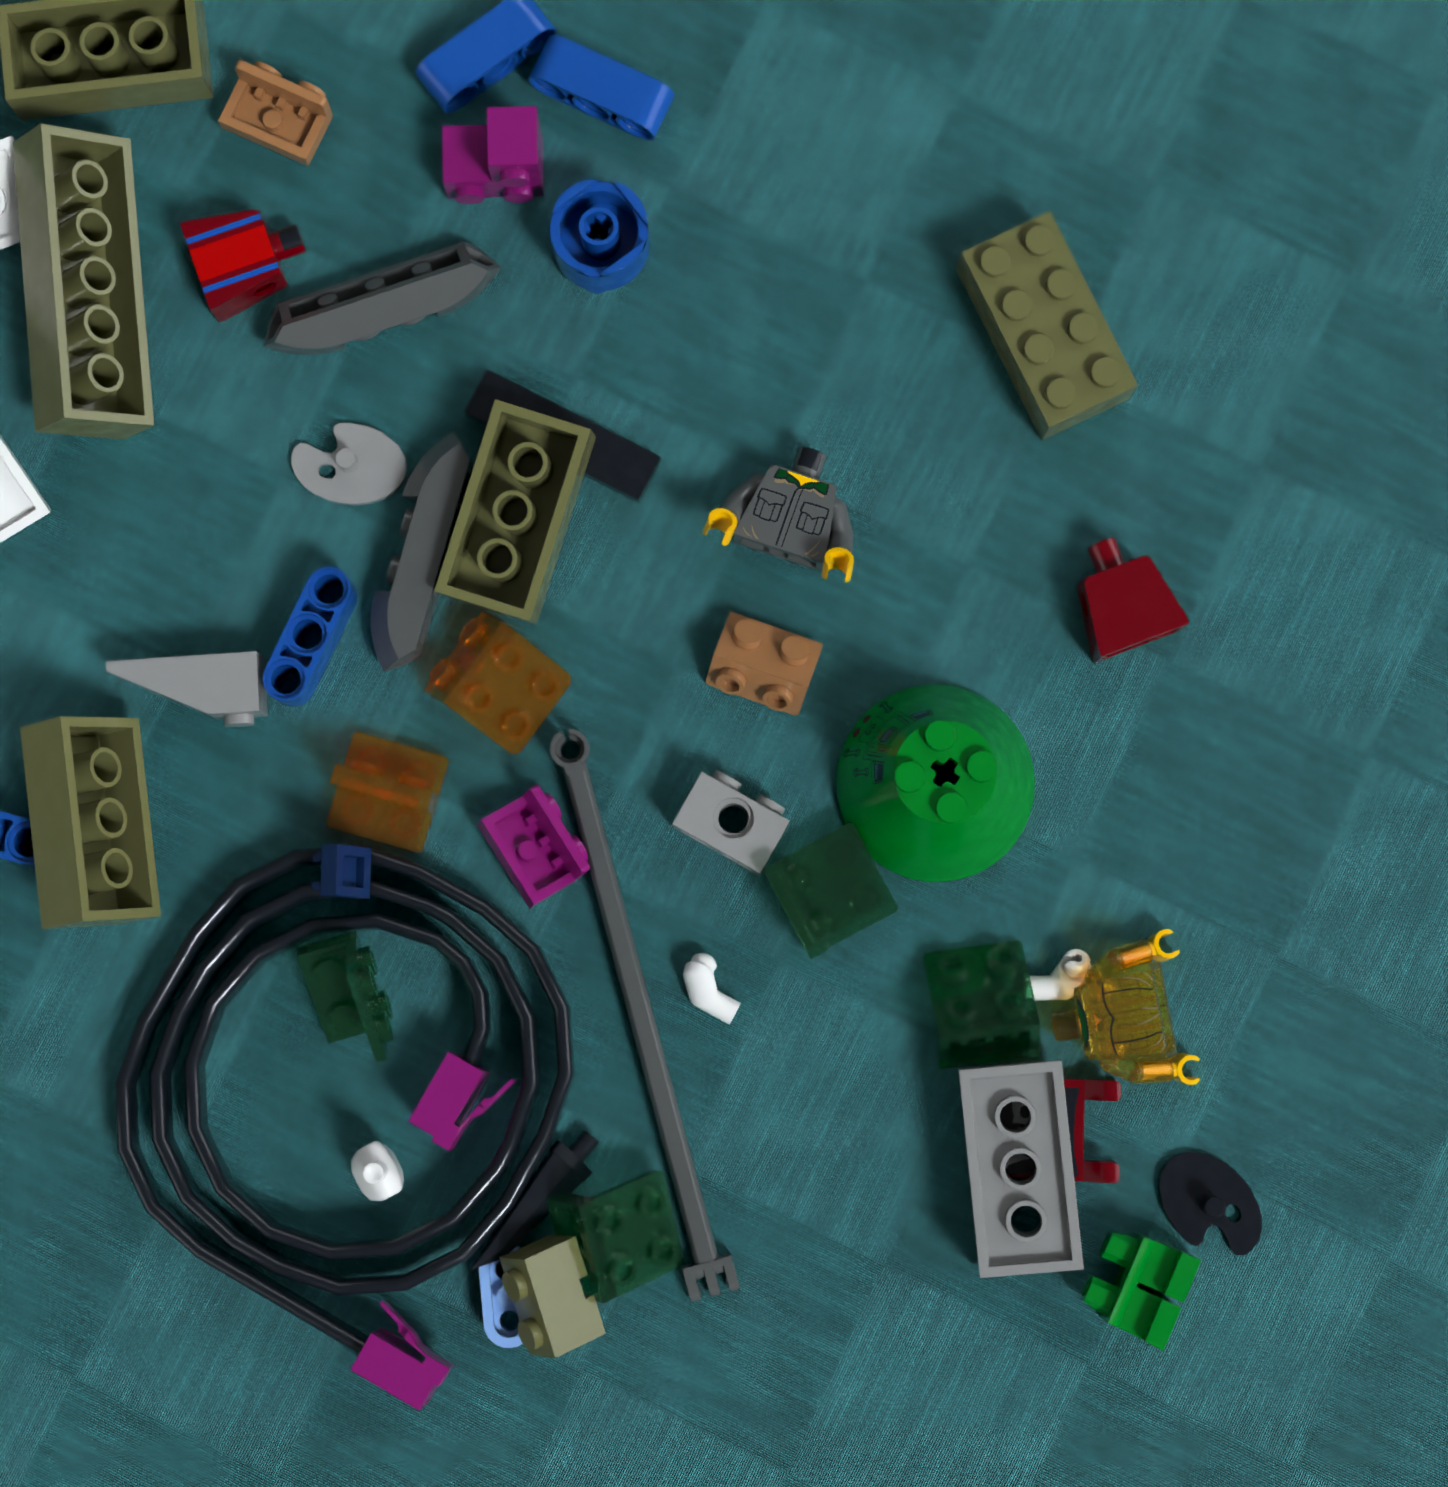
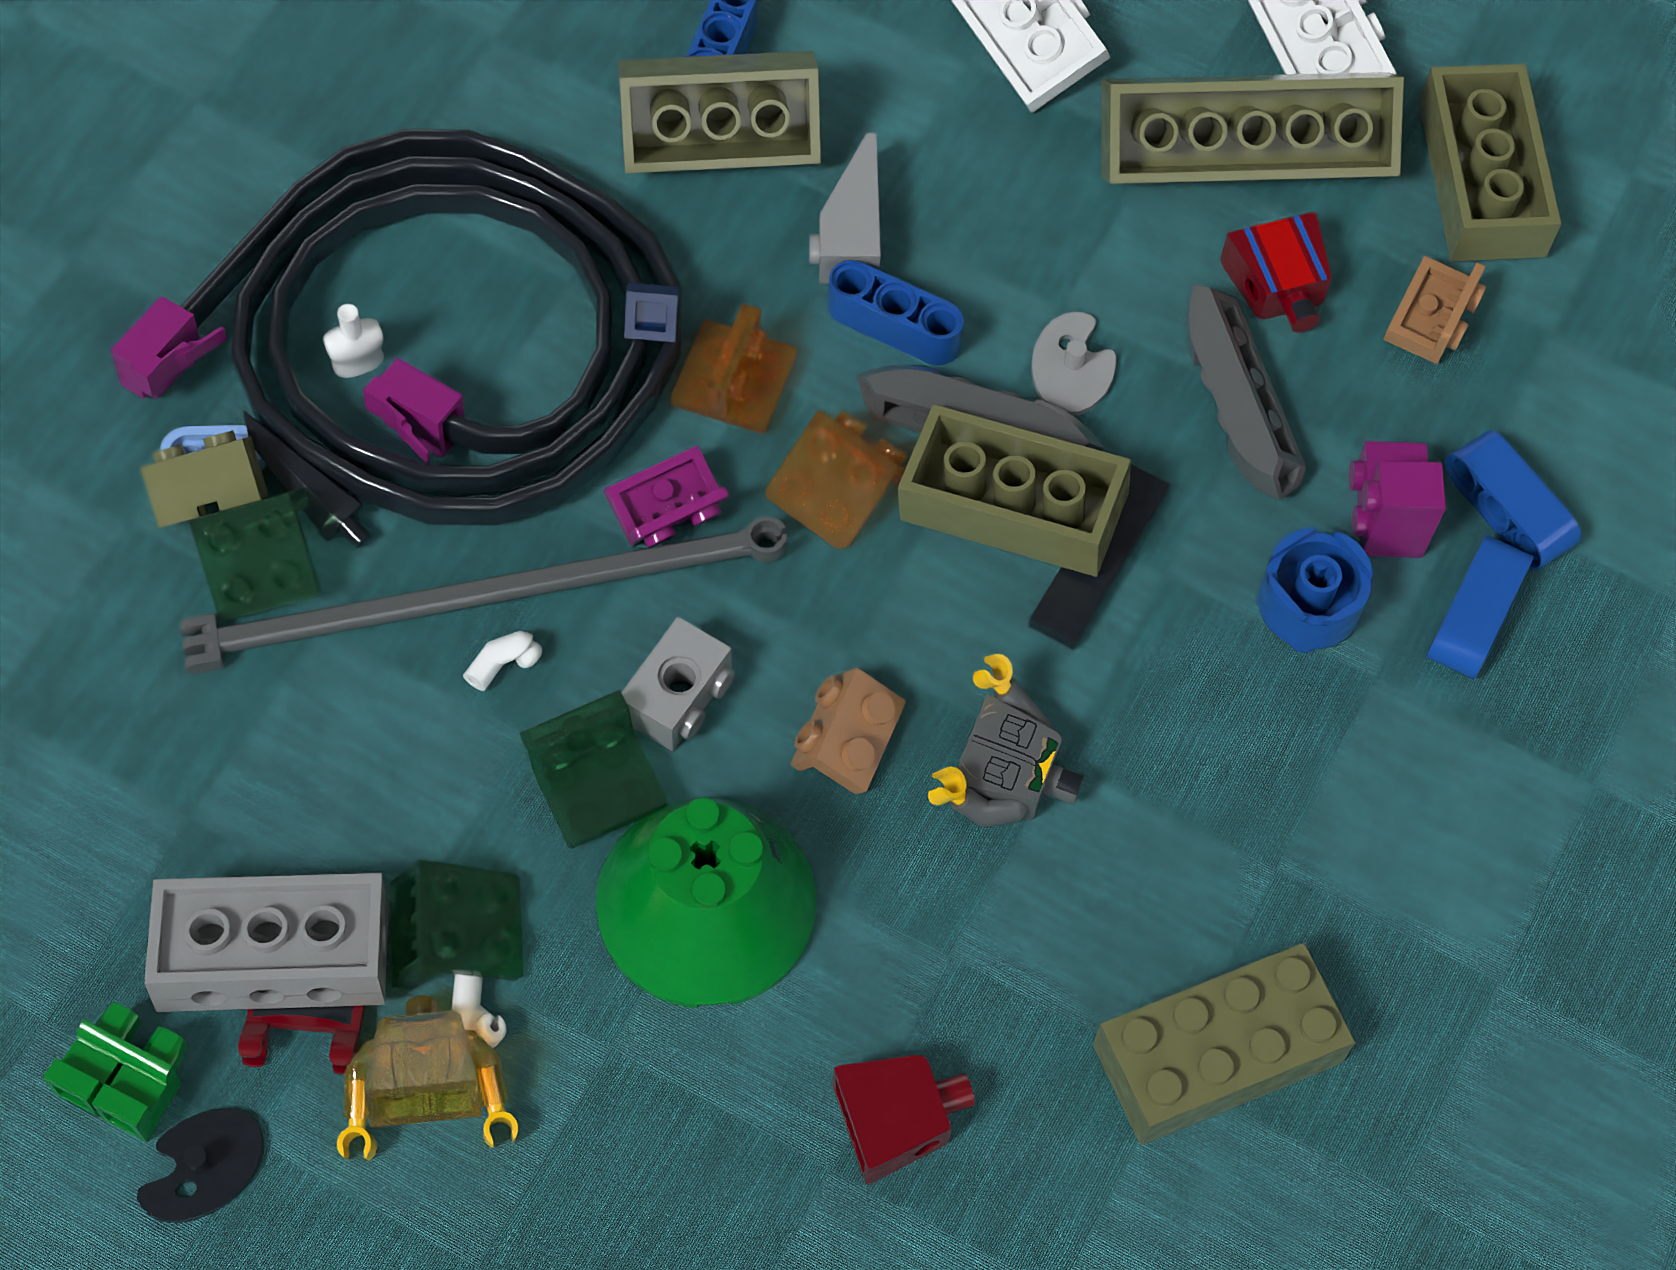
camera: 90 degrees right, 20 degrees down
(346, 991) = (530, 321): clear green bracket -> none

